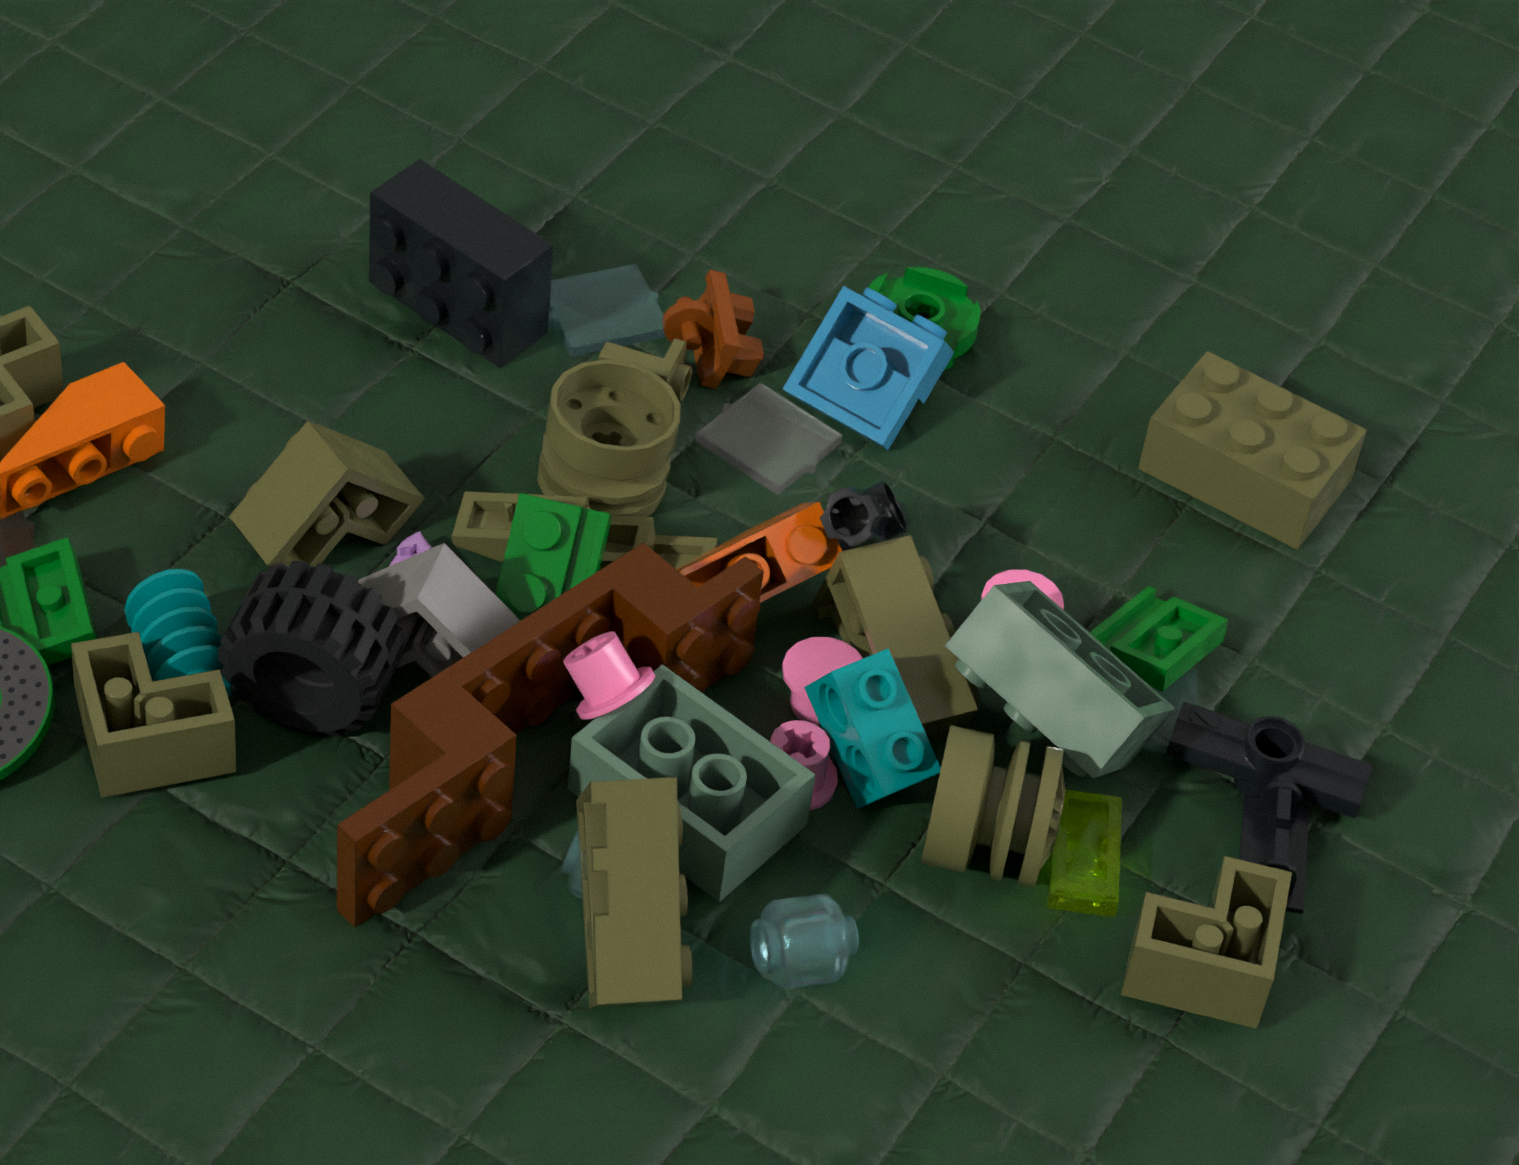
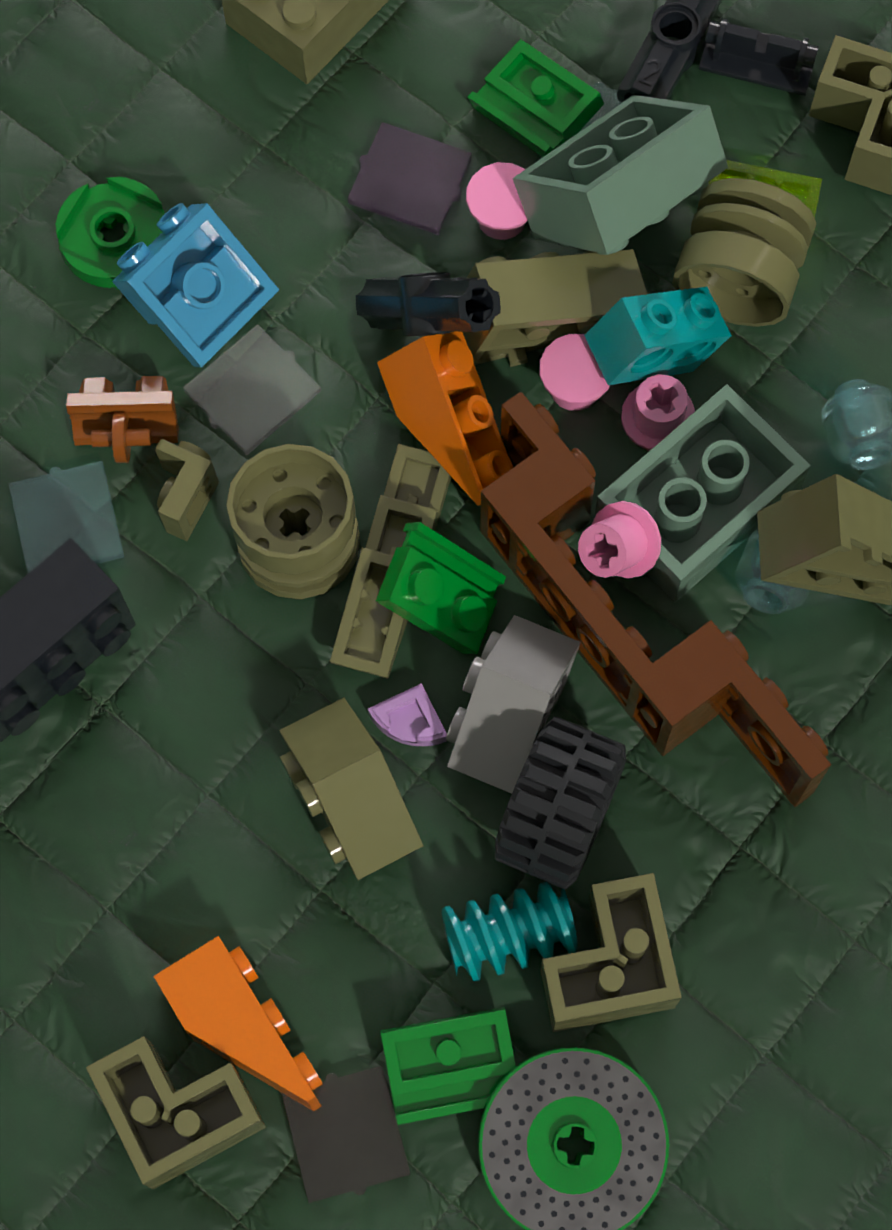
camera: 75 degrees left, 25 degrees up
(1047, 544) = (410, 178): none -> clear purple piece

